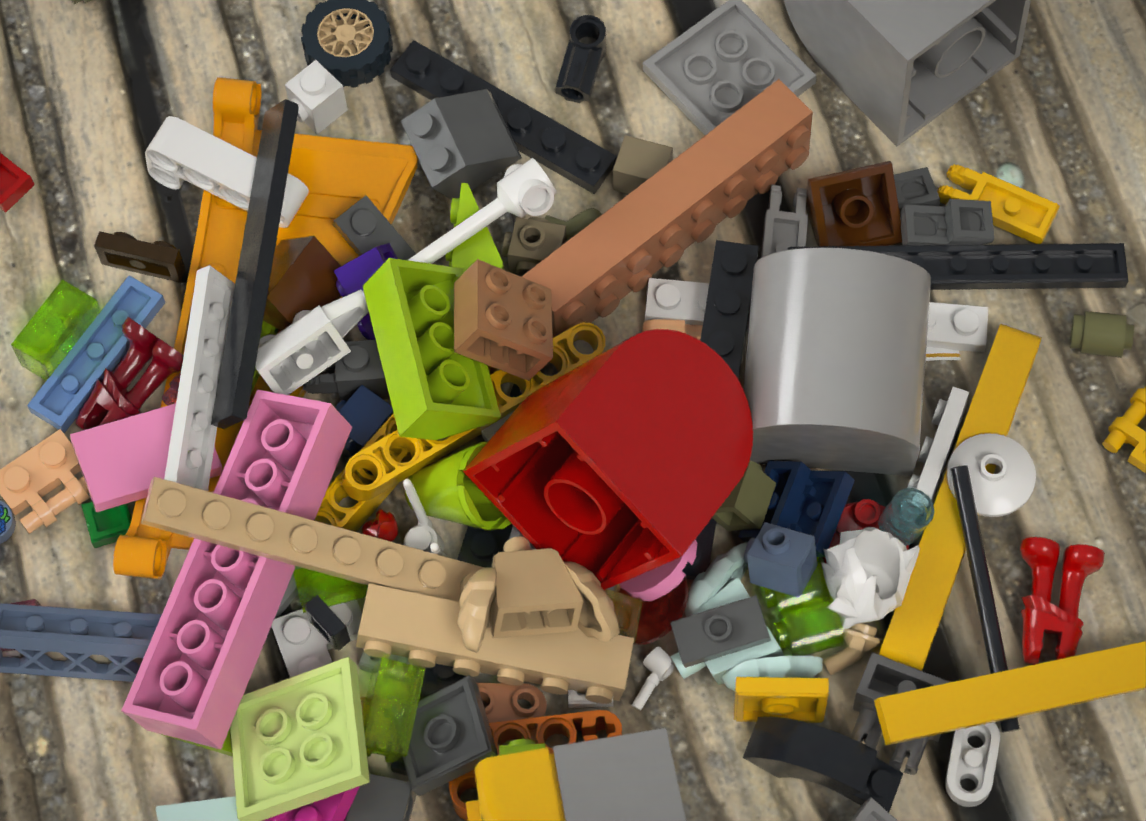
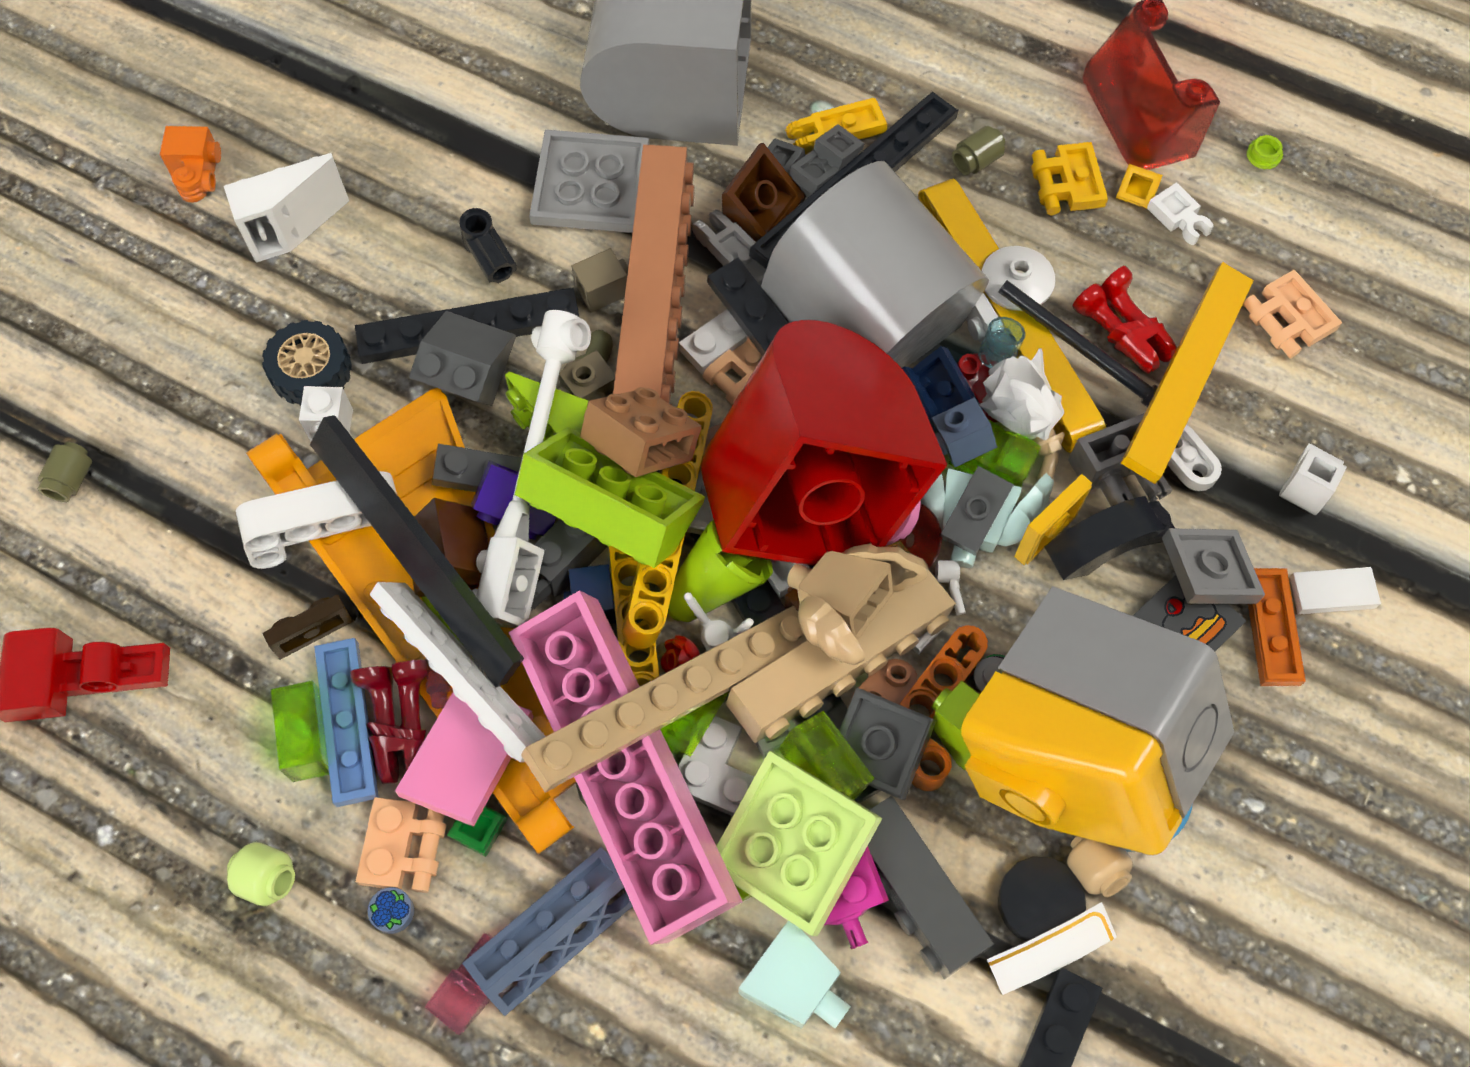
camera: 50 degrees left, 0 degrees up
(327, 623) = (720, 745): black tile -> none

